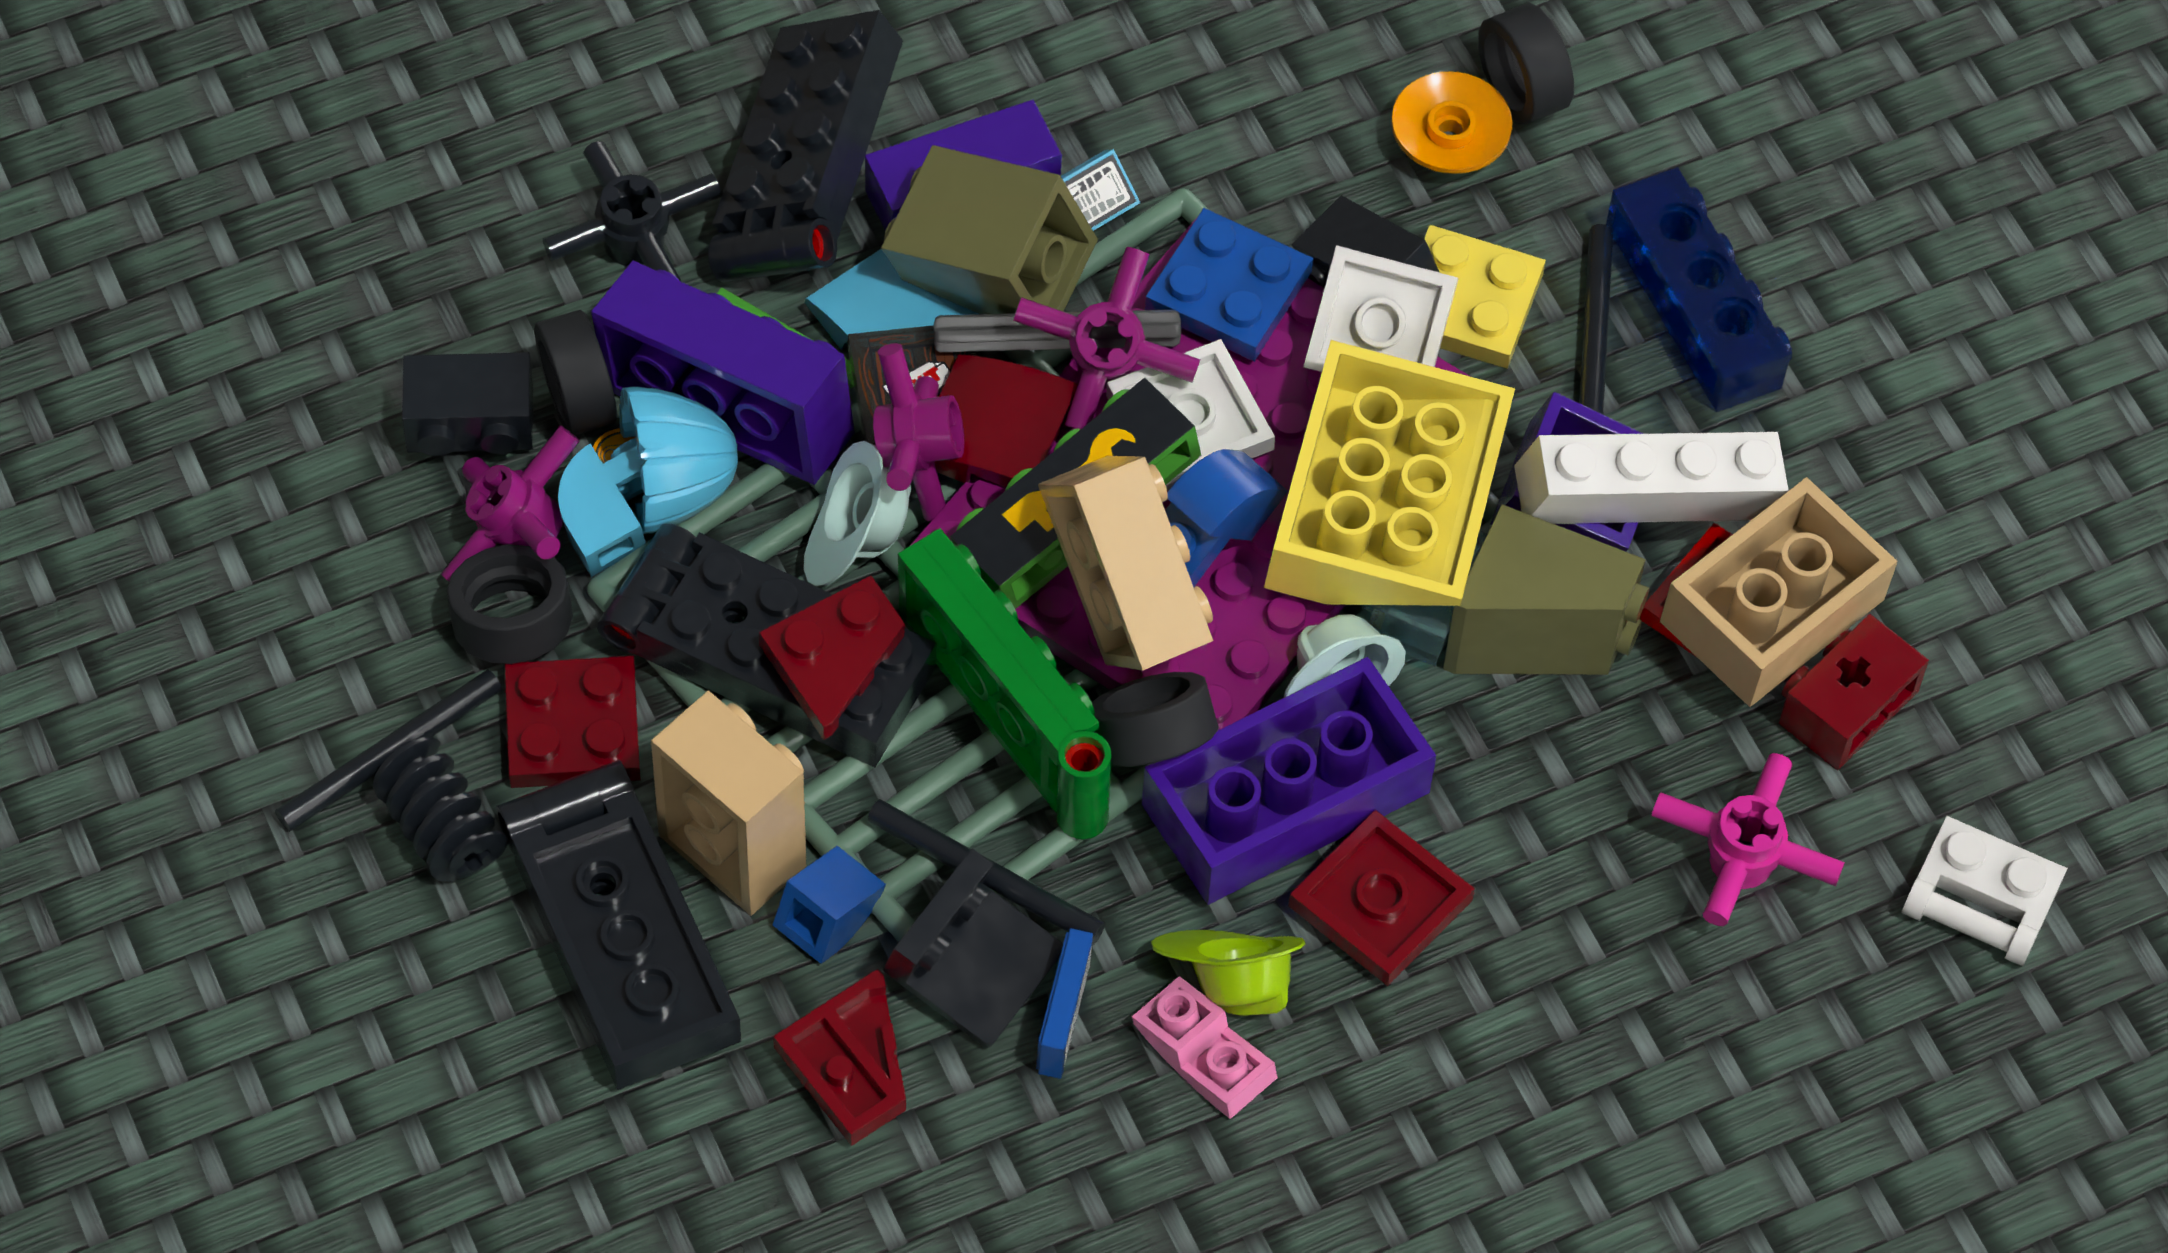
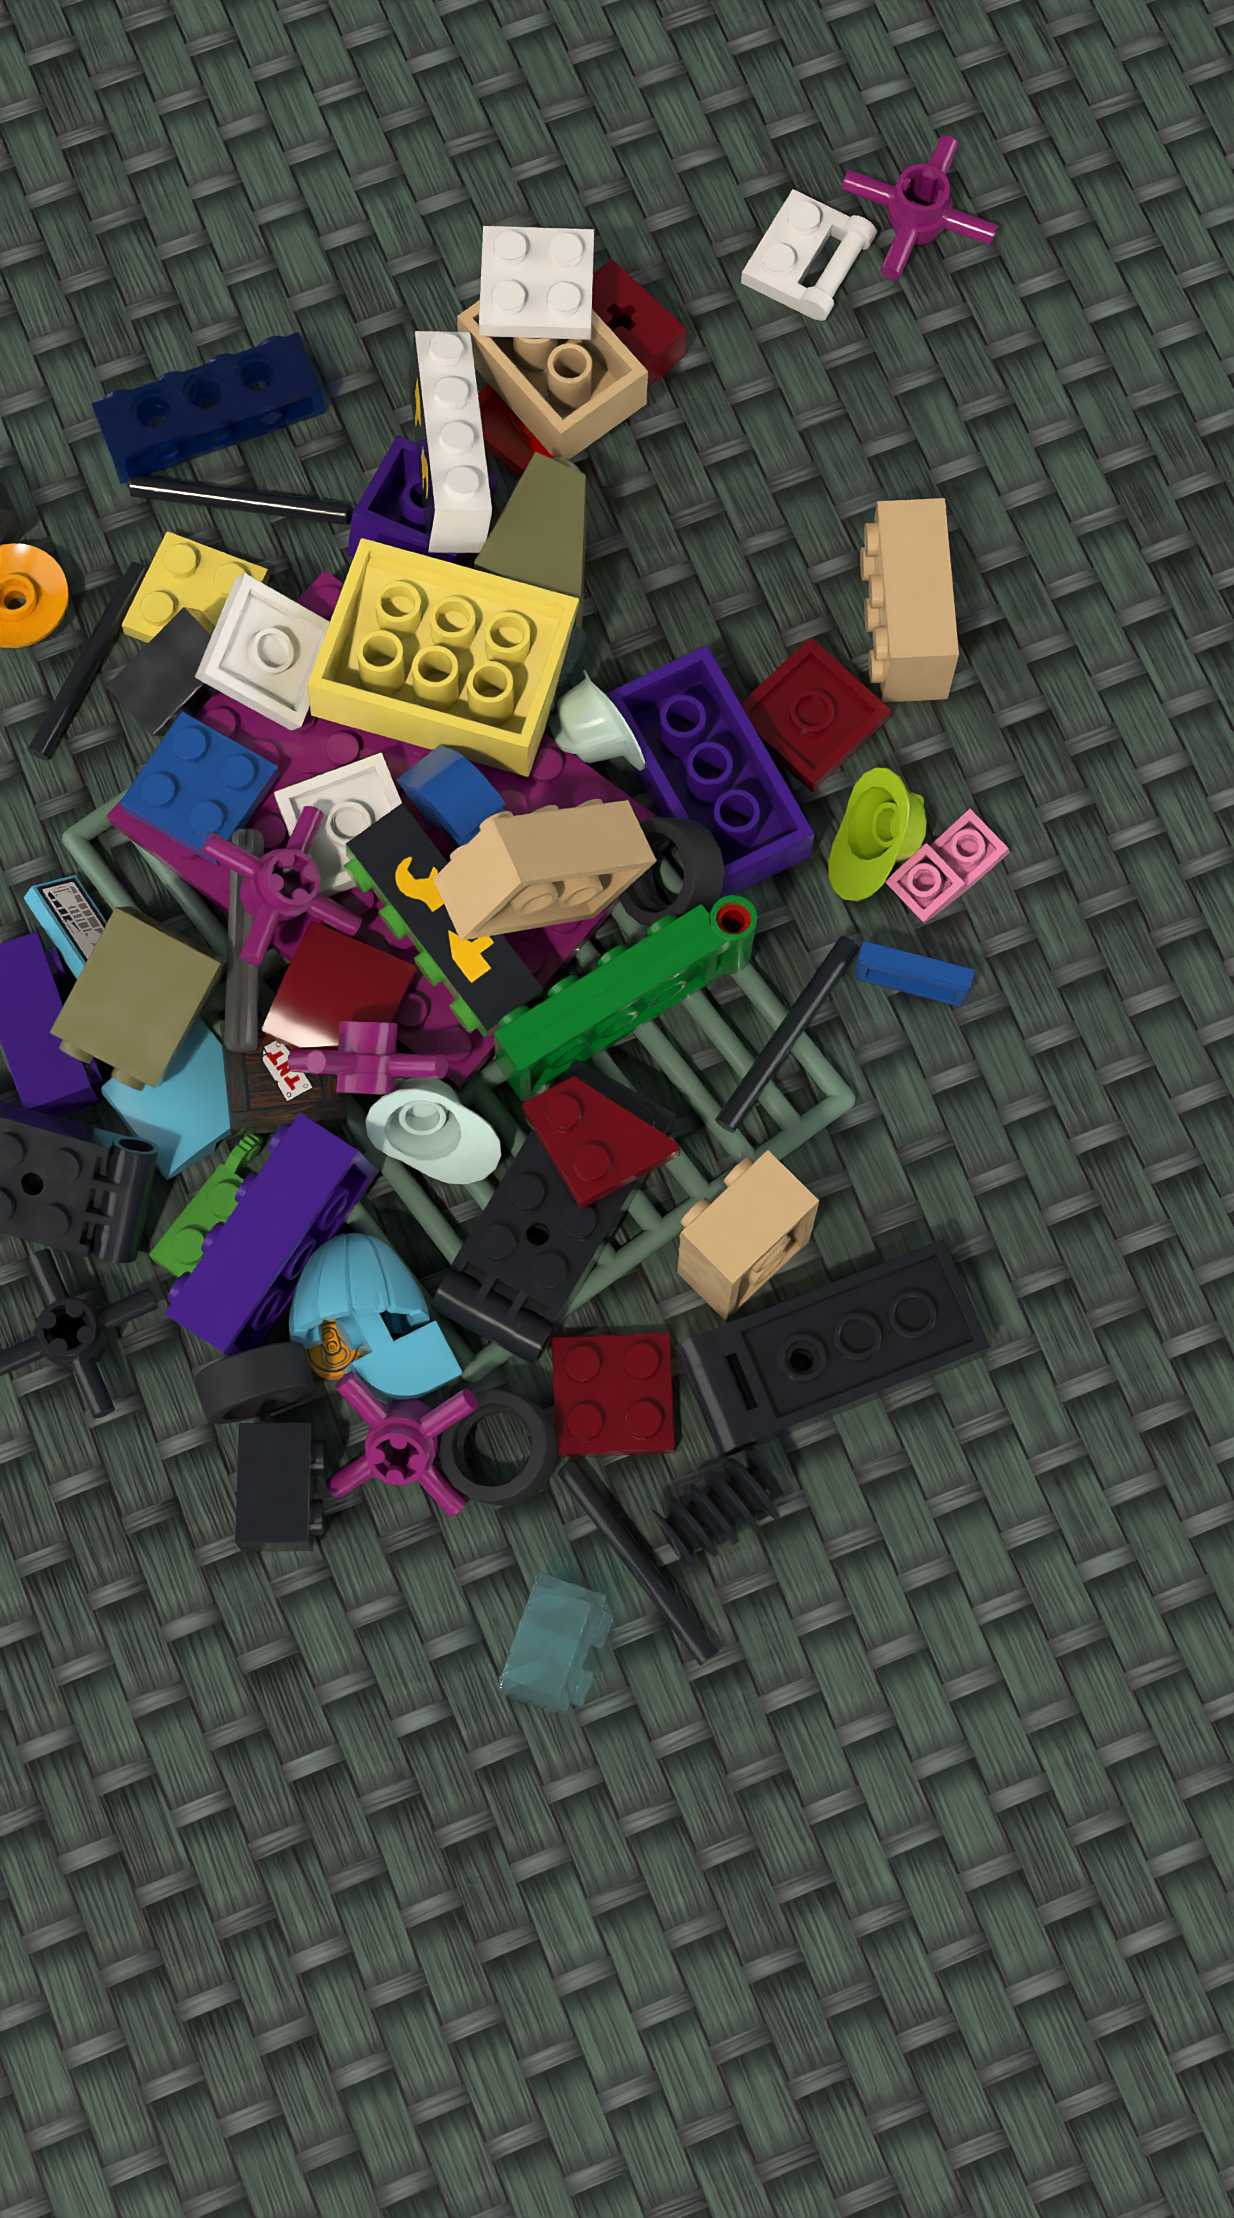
camera: 85 degrees left, 15 degrees up
(297, 664) = (554, 1645): none -> clear light blue brick
(827, 903) = (818, 1165): blue brick -> none
(849, 1058) = (961, 1156): dark red wing -> none
(973, 954) = (868, 1046): black bracket -> none
(1381, 200) = (87, 663): none -> black bar
(1522, 980) = (910, 600): none -> tan brick
(1753, 820) = (786, 417): dark pink bar -> none
(1855, 548) = (536, 282): none -> white plate
(2057, 1023) = (911, 220): none -> magenta bar

